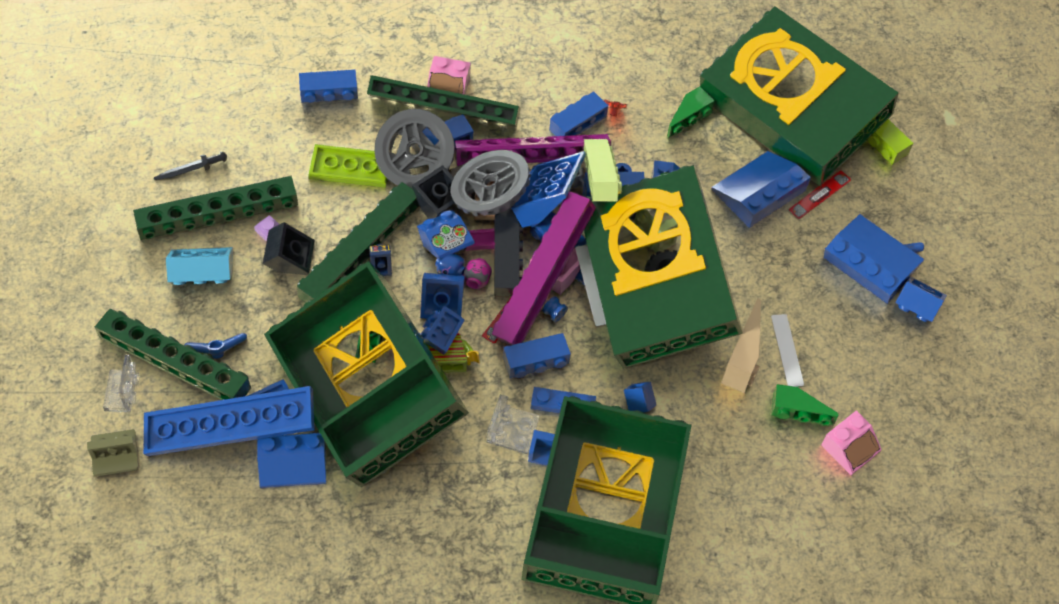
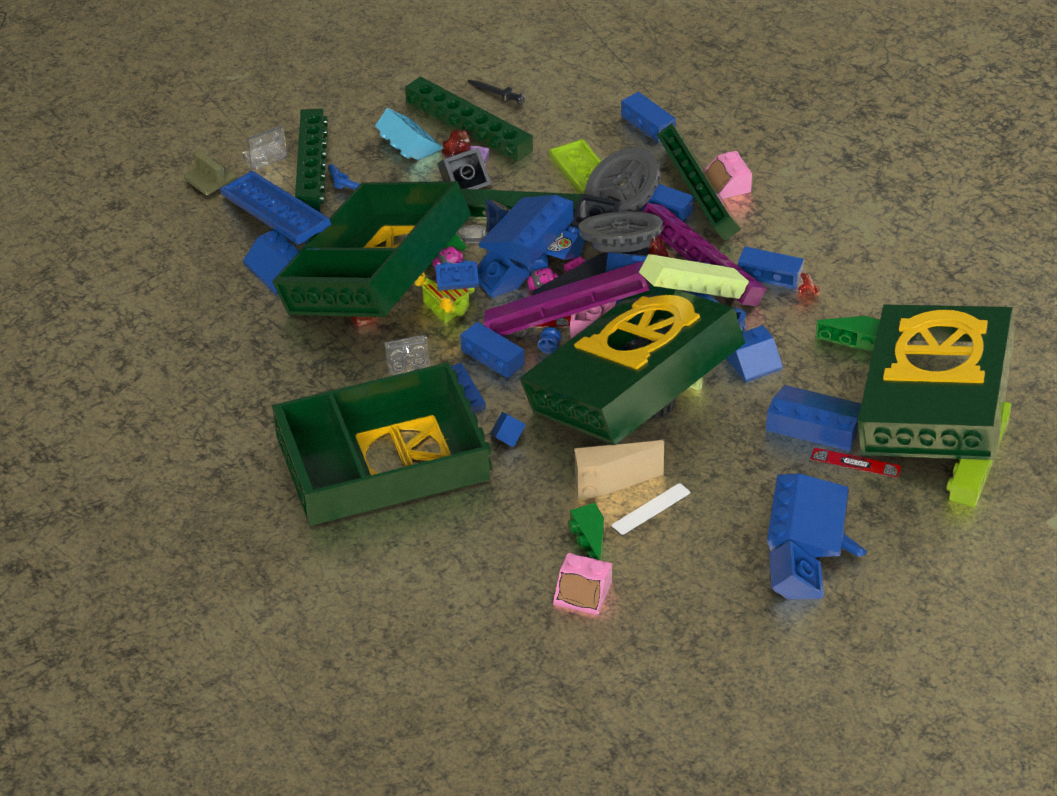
camera: 65 degrees right, 15 degrees down
(250, 236) = (457, 143): none -> clear red hair
(430, 245) = (529, 228): none -> blue slope

